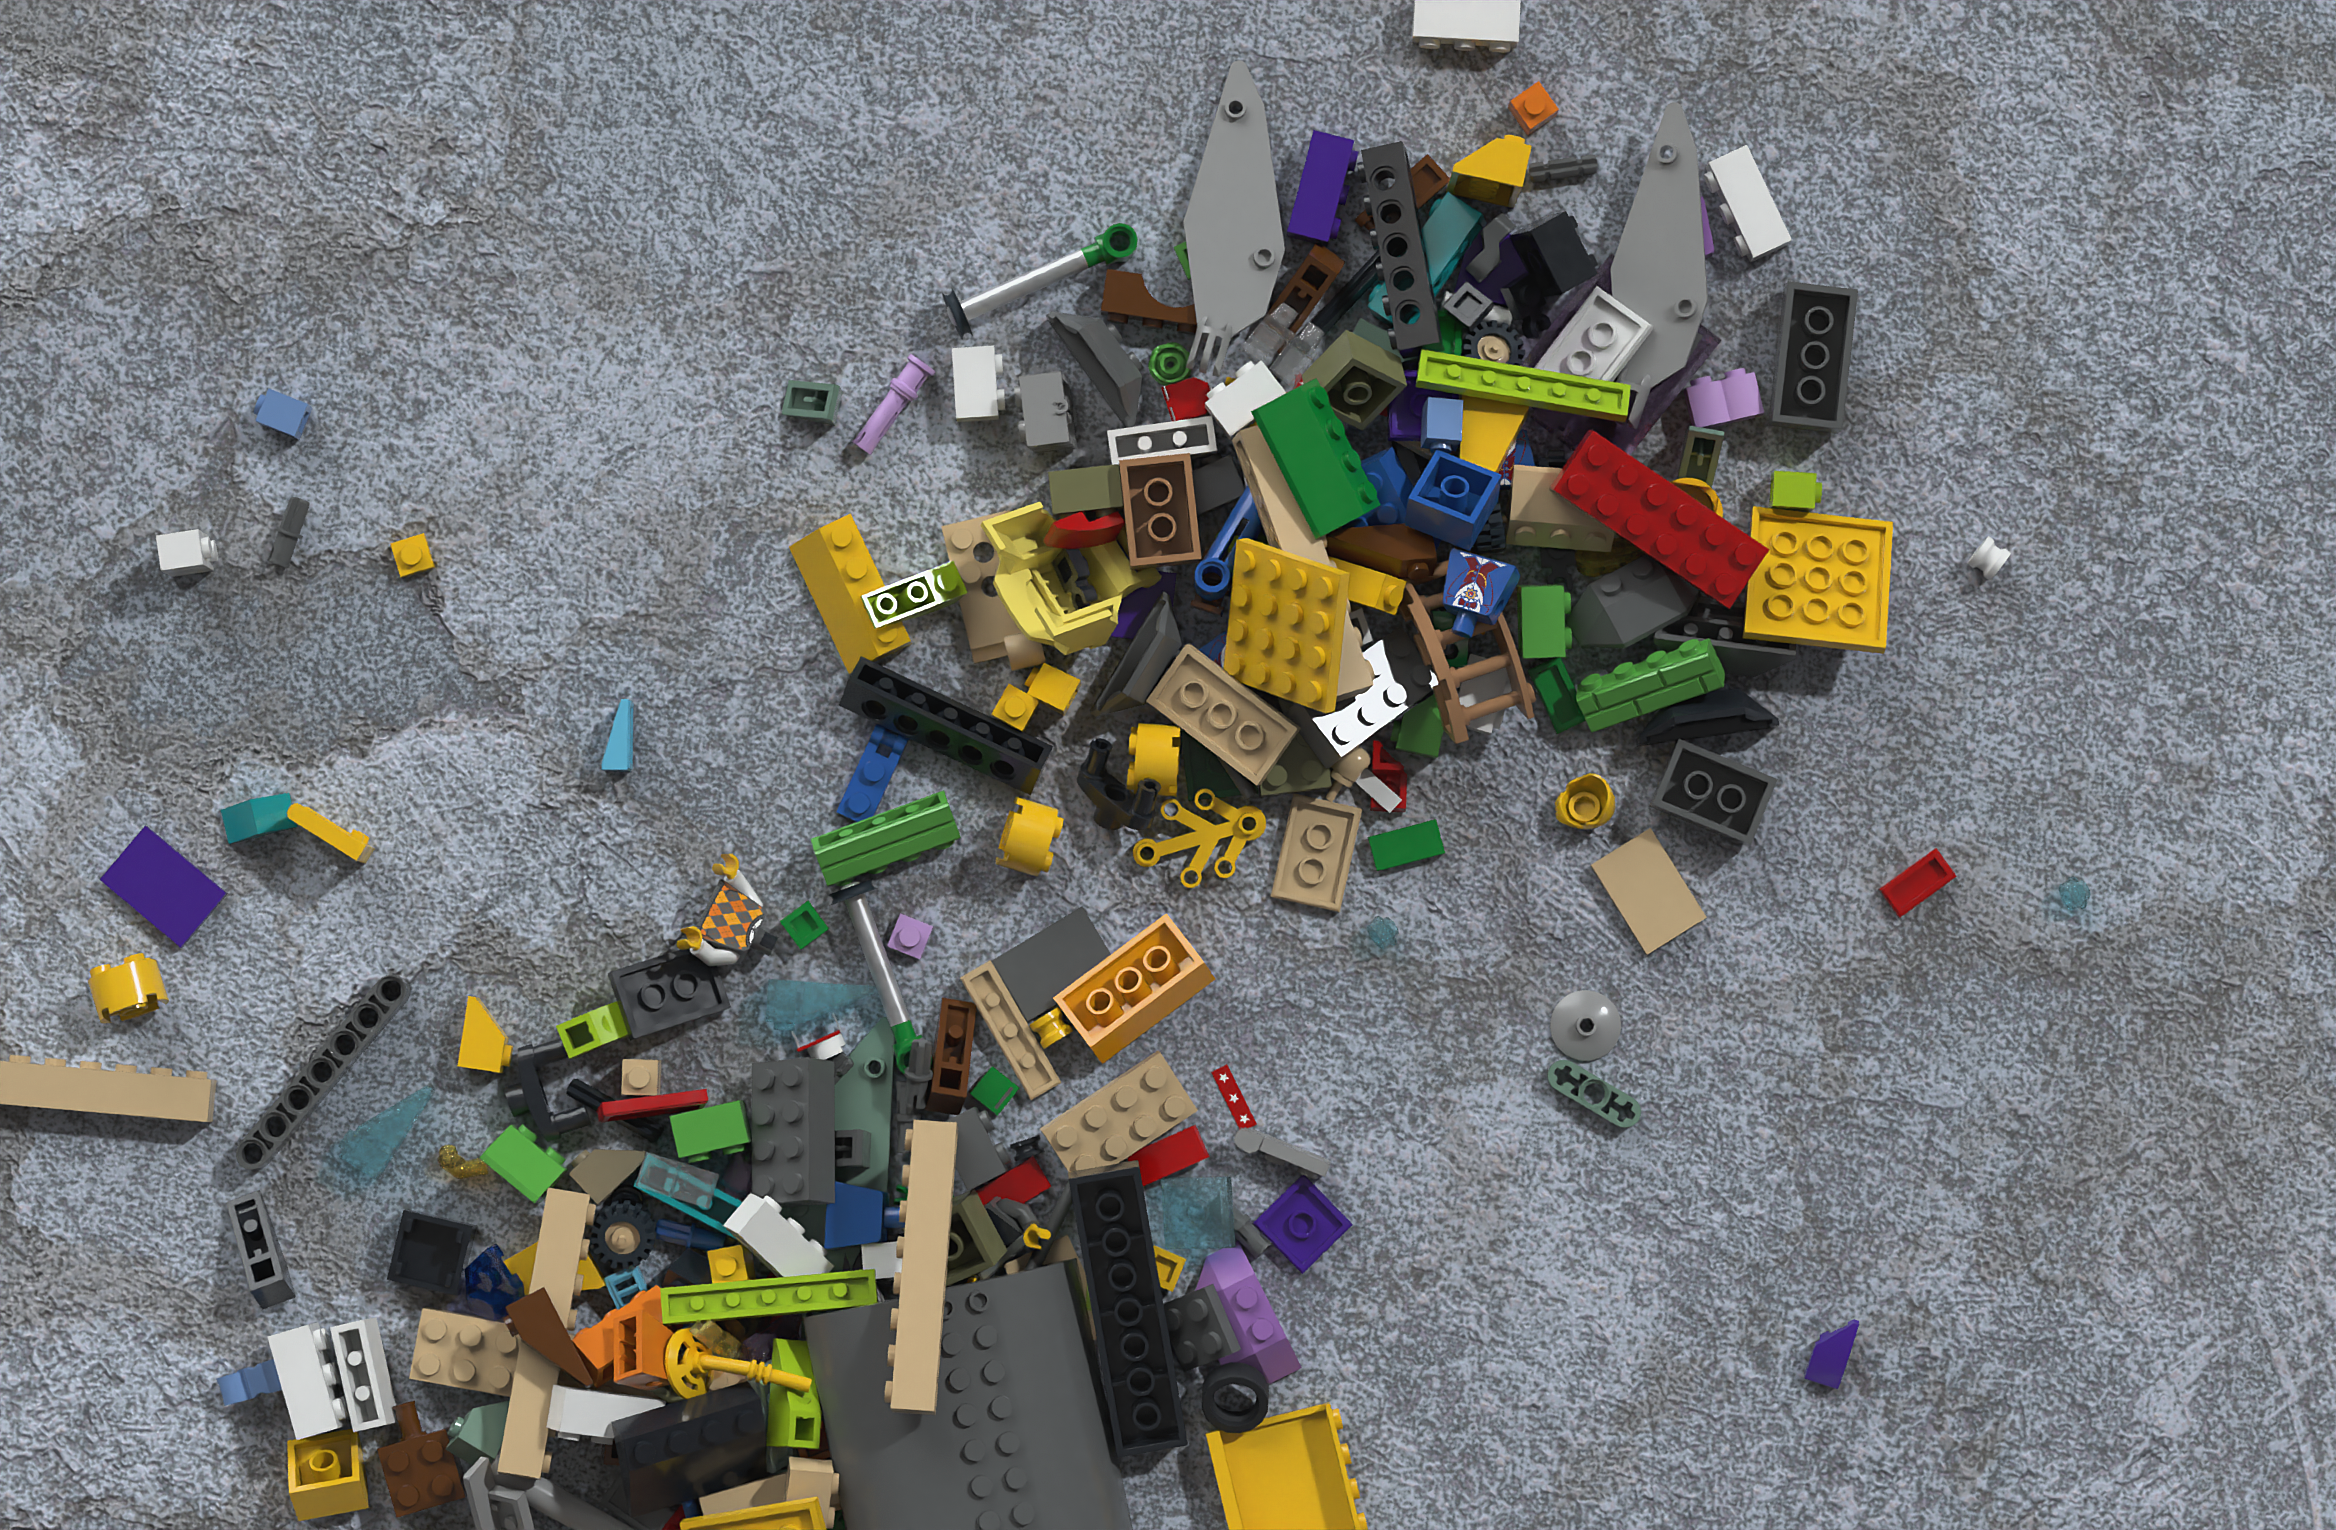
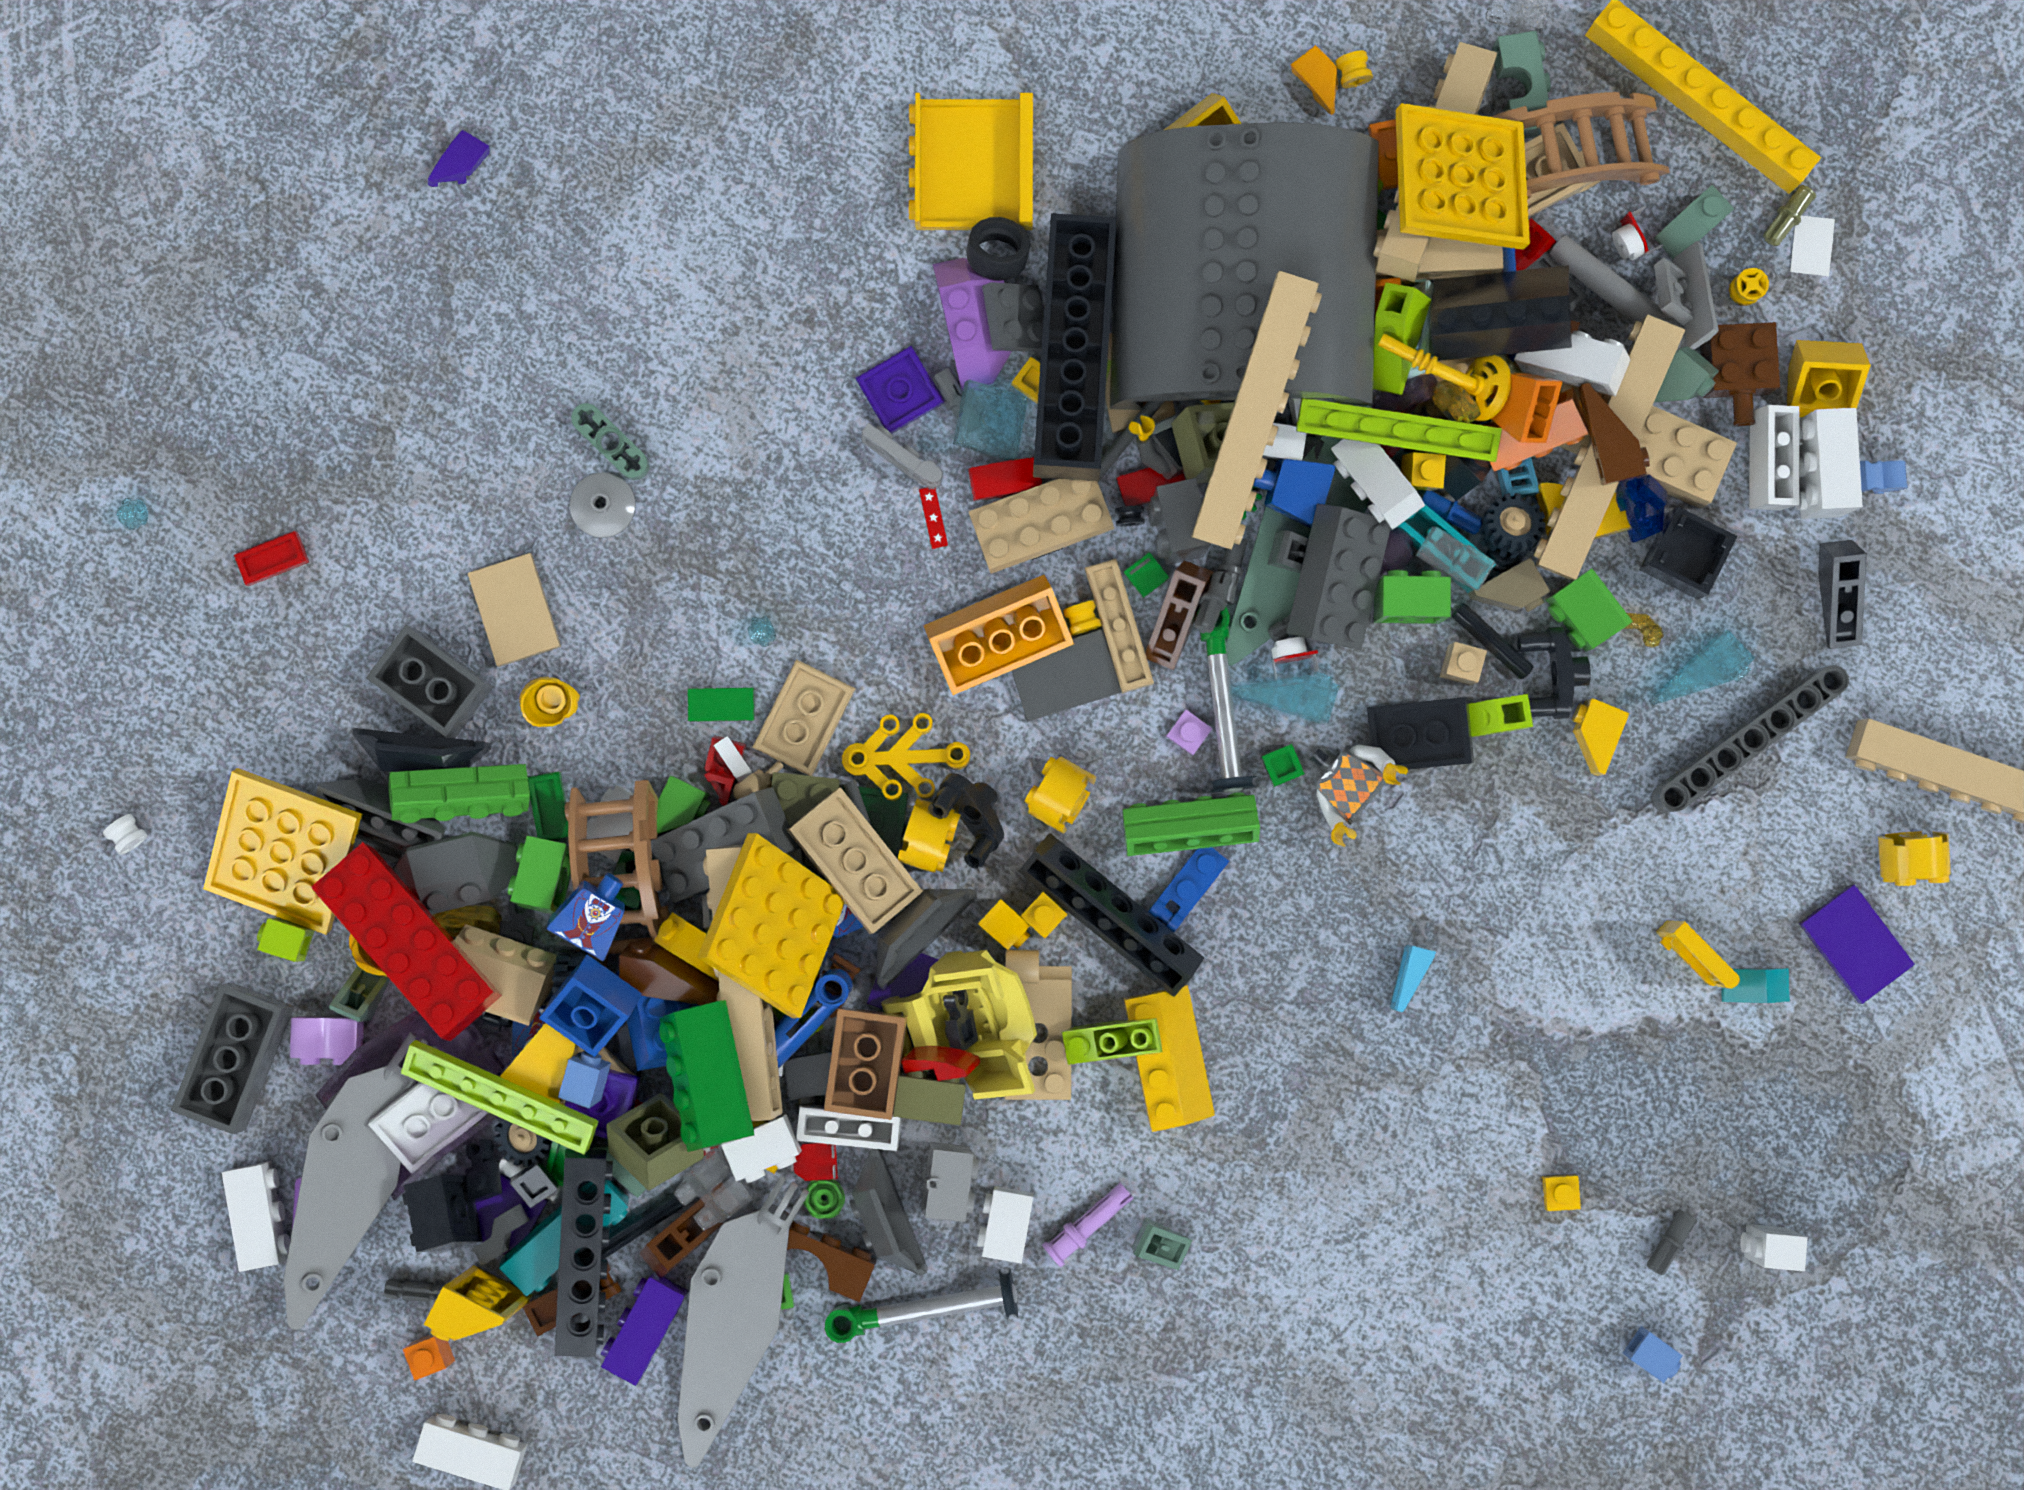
camera: 160 degrees left, 0 degrees up
(652, 1105) = (1459, 634): red tile -> none

